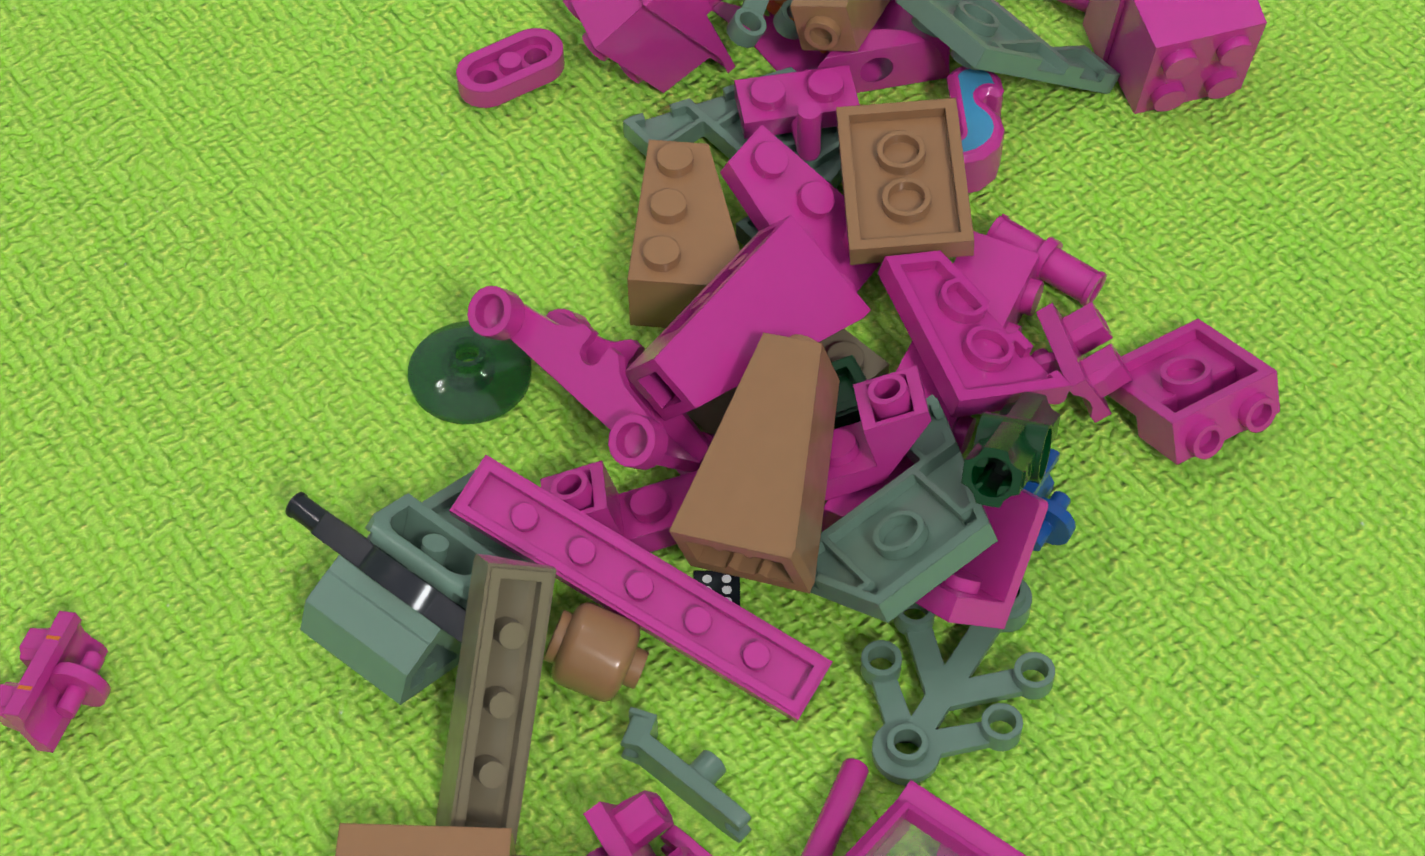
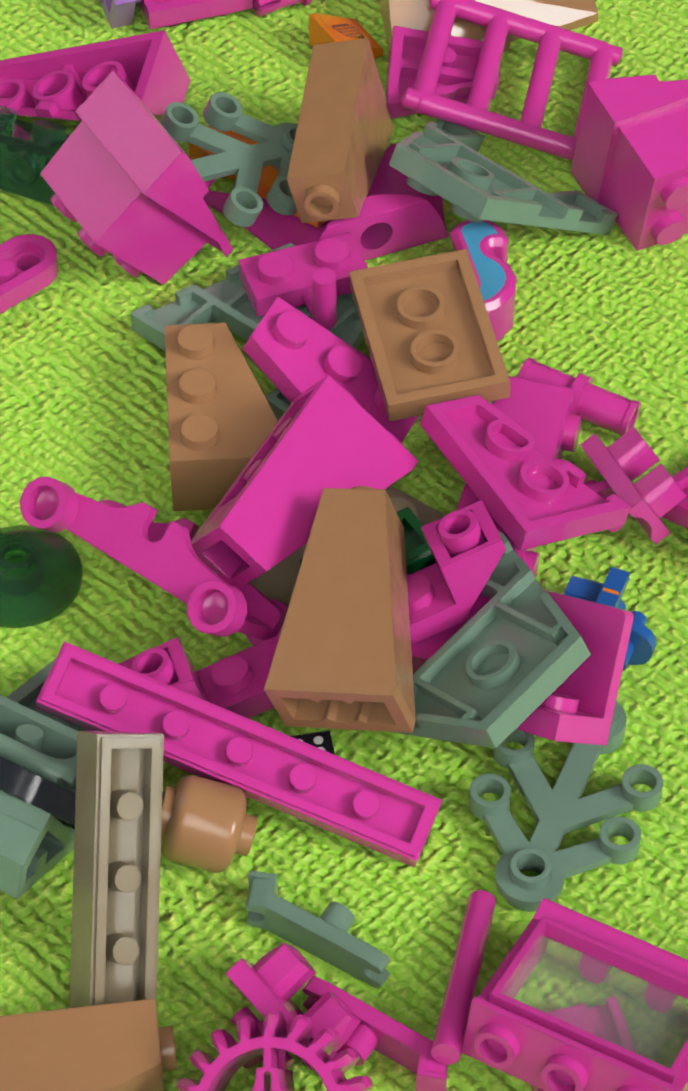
camera: 10 degrees left, 5 degrees down
(1010, 449) = (587, 568): dark green piece -> none

